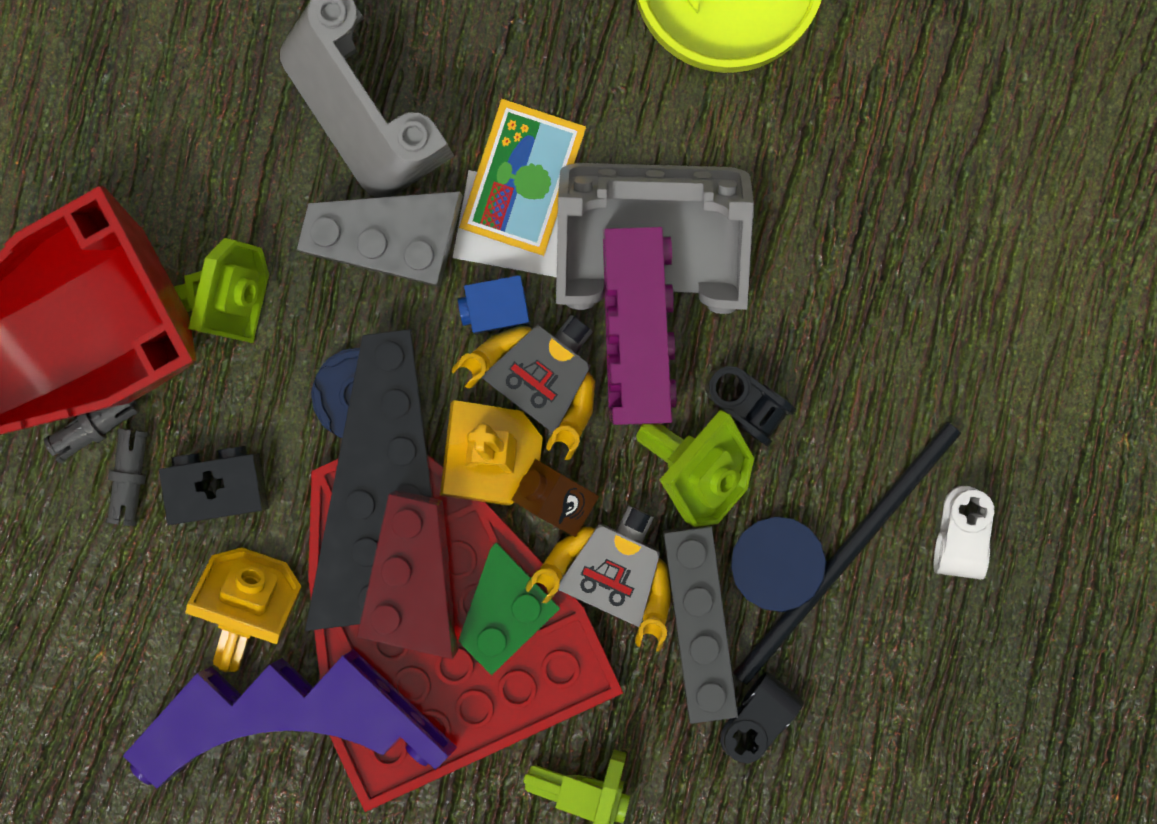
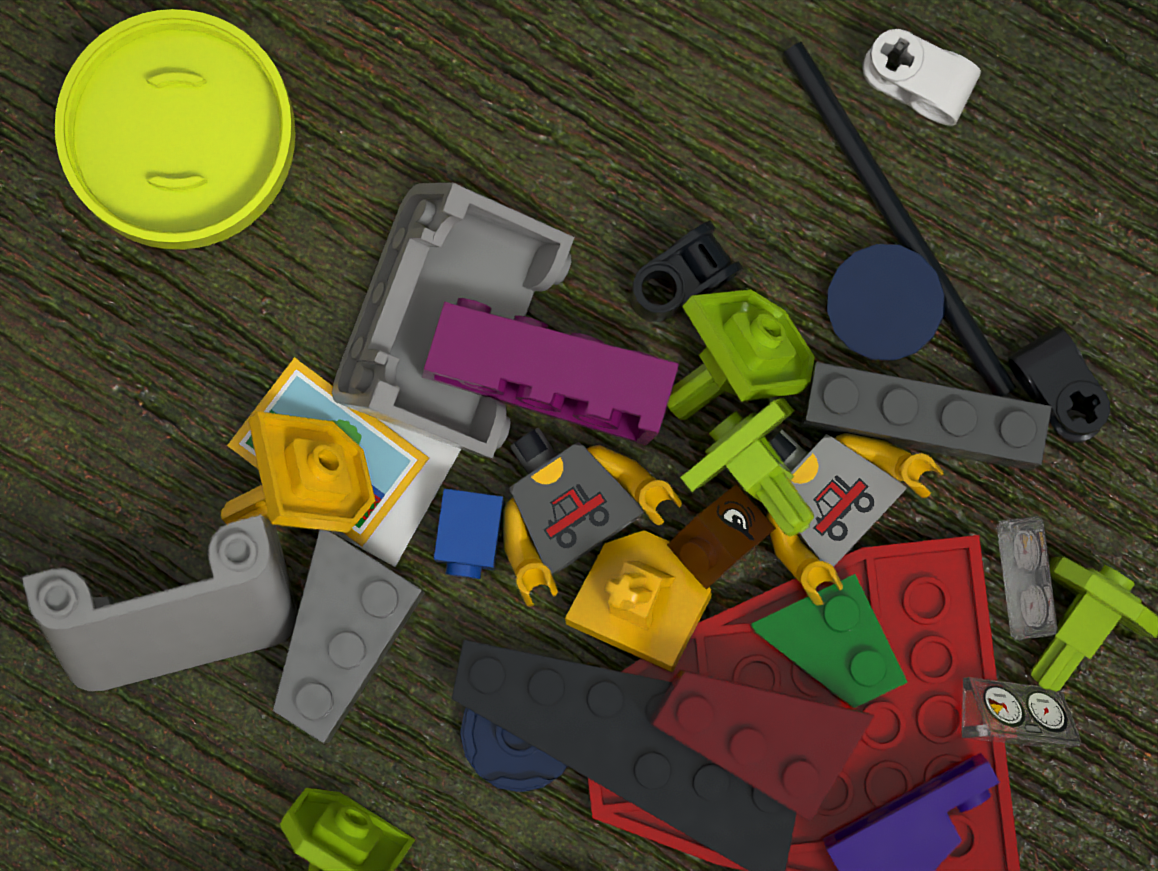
camera: 75 degrees left, 5 degrees down
(495, 169) = (307, 474): none -> yellow piece
(496, 765) = (1017, 714): none -> slope
(601, 740) = (1027, 578): none -> clear slope
(616, 506) = (756, 465): none -> lime piece

